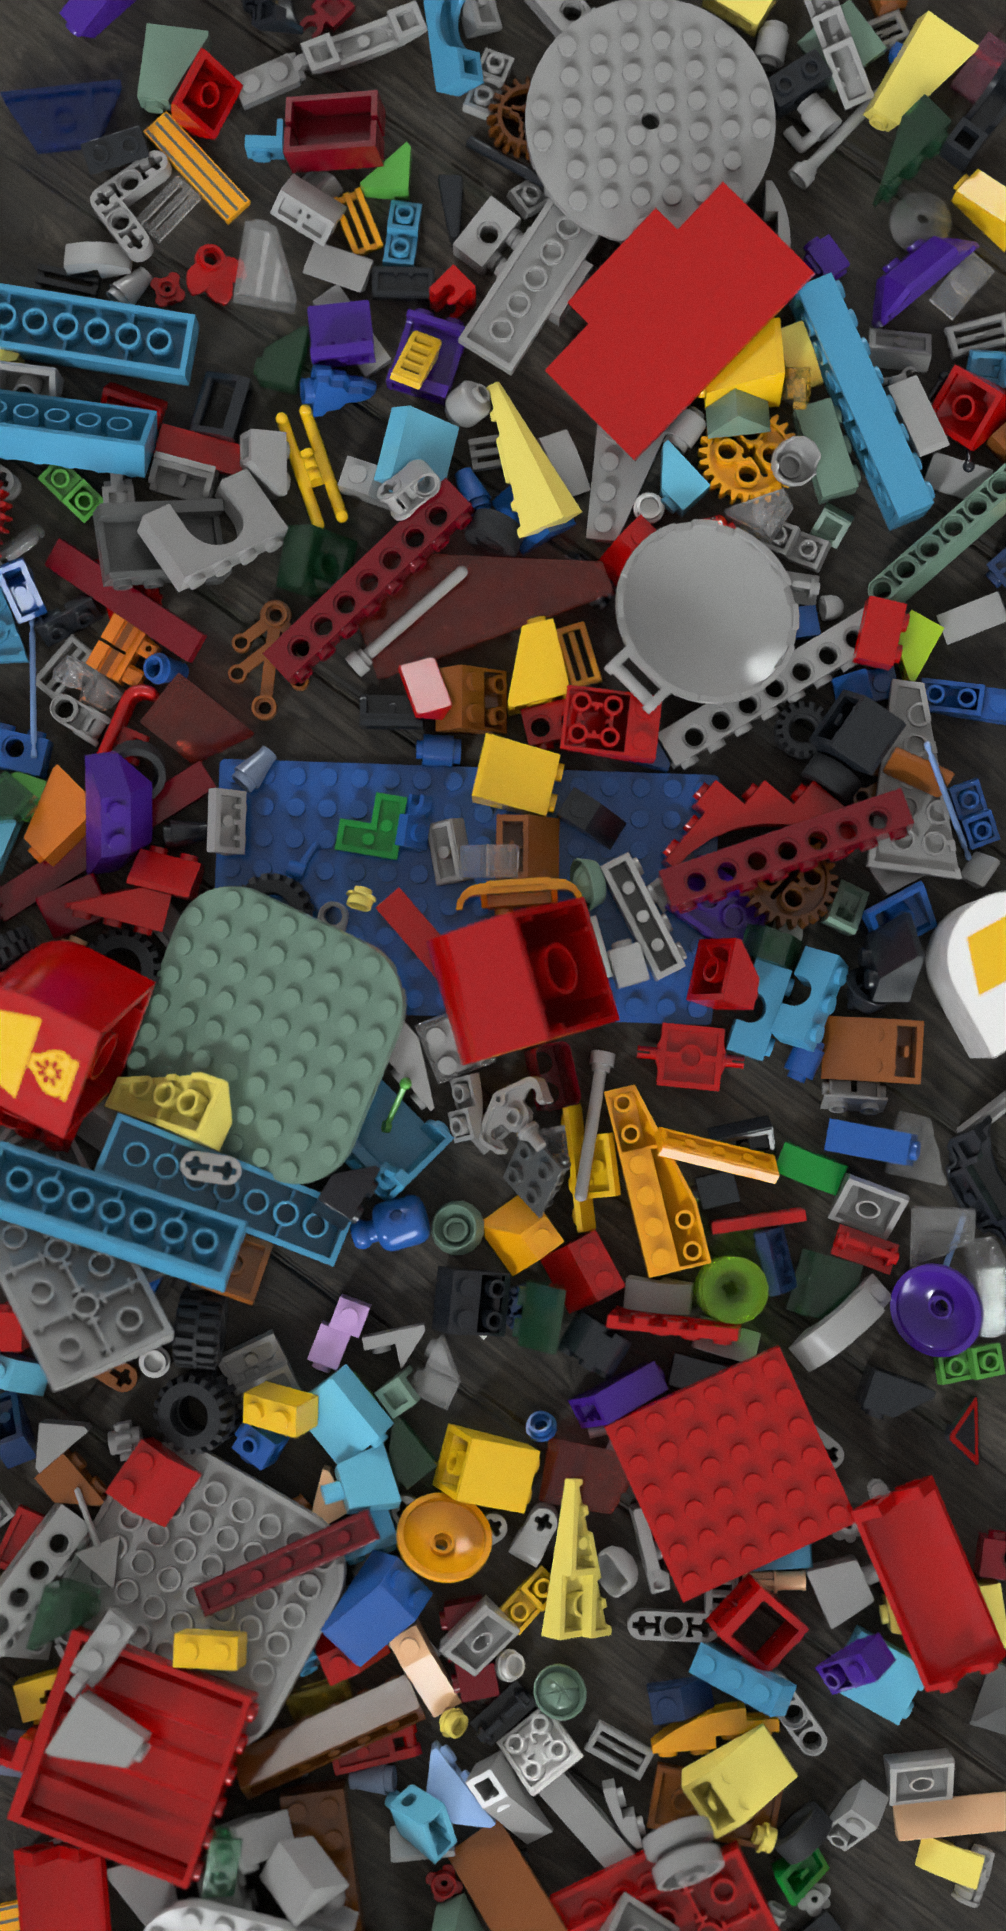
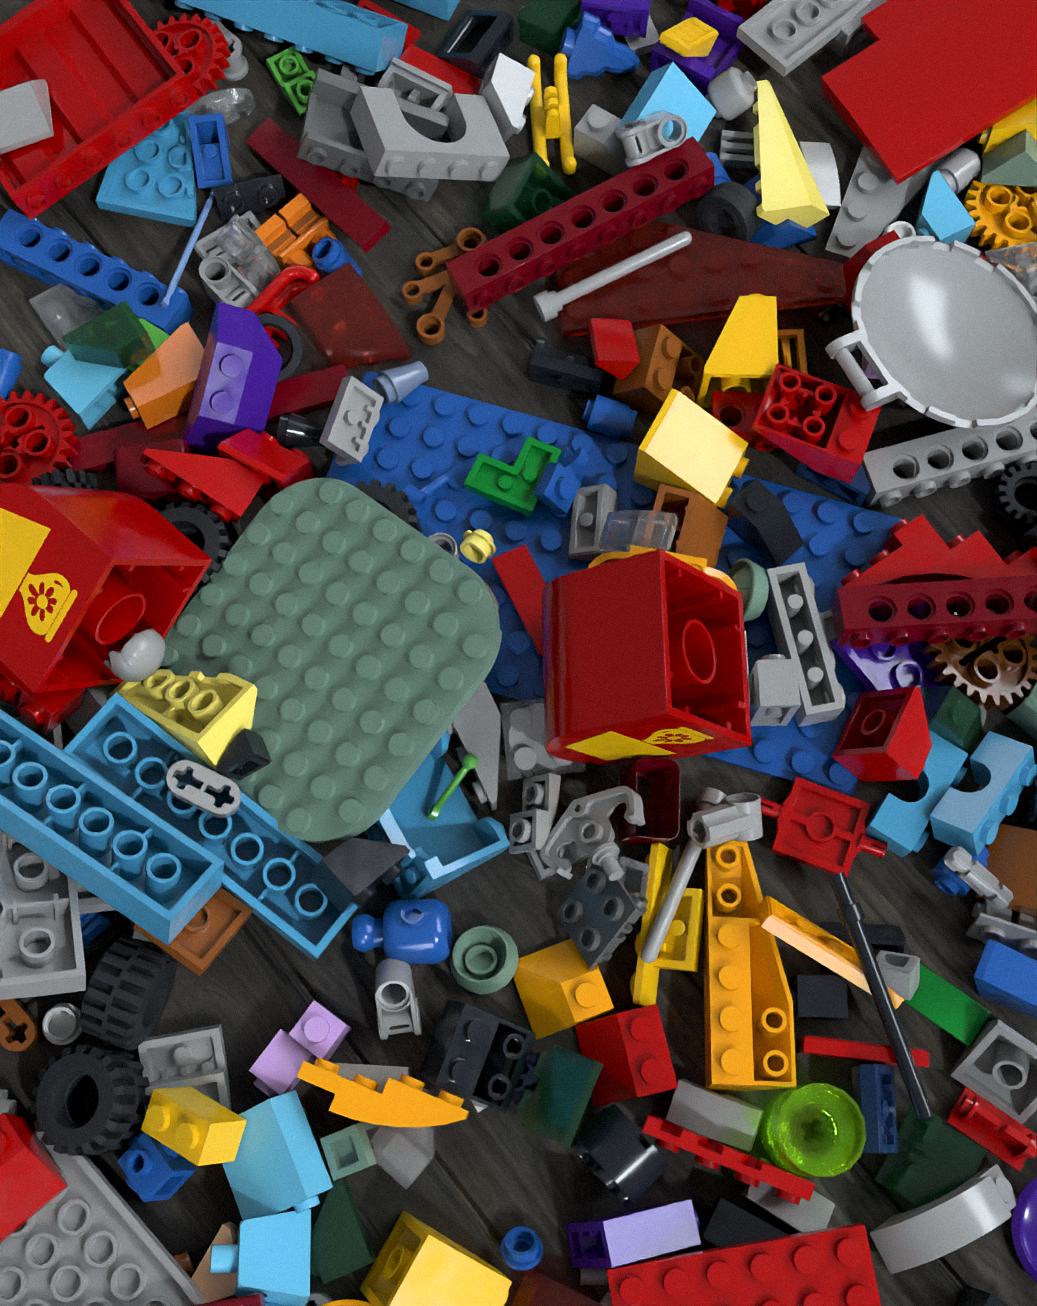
camera: 15 degrees right, 15 degrees down
(121, 1074) = (138, 657): none -> light grey hair
(233, 1133) = (244, 756): none -> black slope
(400, 1277) = (396, 1005): none -> light grey piece
(427, 1353) = (398, 1106): none -> light orange slope
(623, 1071) = (736, 819): none -> light grey piece
(725, 1127) = (851, 916): none -> black bar
(770, 1157) = (900, 972): none -> light grey slope
(817, 1069) = (978, 877): none -> light grey axle

